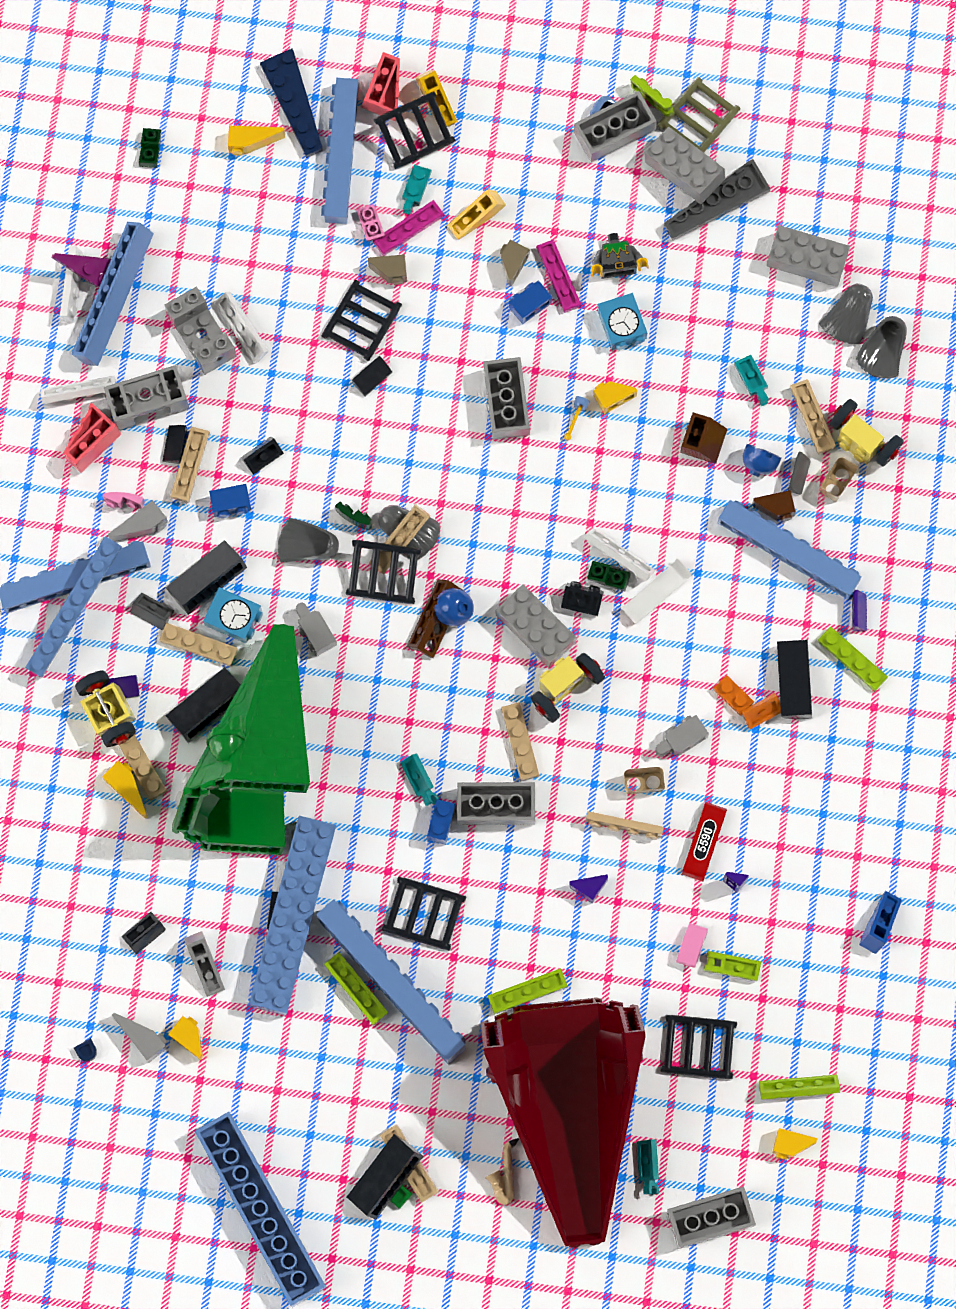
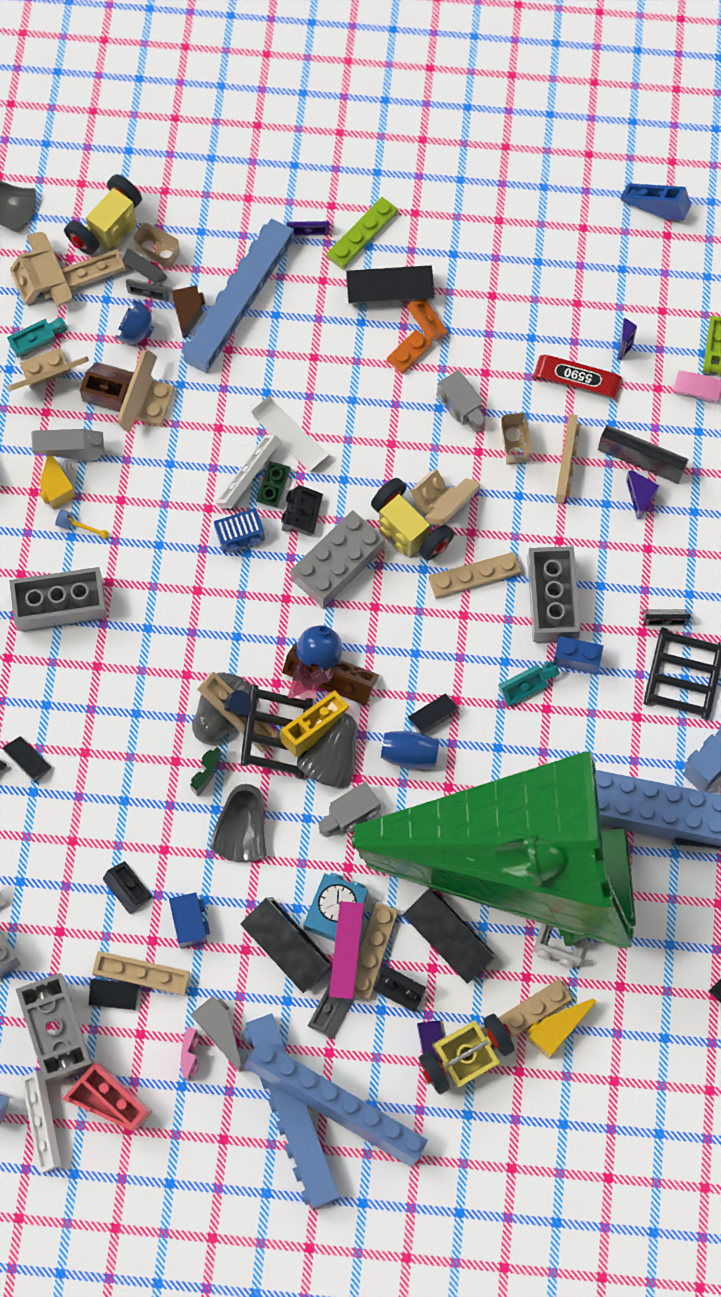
camera: 95 degrees left, 5 degrees down
(165, 663) = (400, 988): none -> black bracket
(195, 619) = (346, 950): none -> dark pink tile
(363, 678) = (409, 749): none -> blue piece
(365, 617) = (333, 755): none -> dark grey hair
(384, 597) = (313, 724): none -> yellow slope
(396, 700) = (433, 714): none -> black slope
(404, 537) = (238, 703): none -> dark blue tile
(424, 594) = (304, 682): none -> clear pink slope
(476, 900) = (665, 617): none -> black slope
(564, 545) = (239, 531): none -> blue brick
(586, 712) = (438, 500): none -> tan plate
(627, 890) = (642, 454): none -> black brick
(645, 403) = (69, 443): none -> light grey slope
(691, 469) = (145, 398): none -> tan plate
(719, 387) = (45, 368): none -> tan plate
(812, 381) = (40, 272): none -> tan plate
(818, 469) = (143, 266): none -> dark grey slope

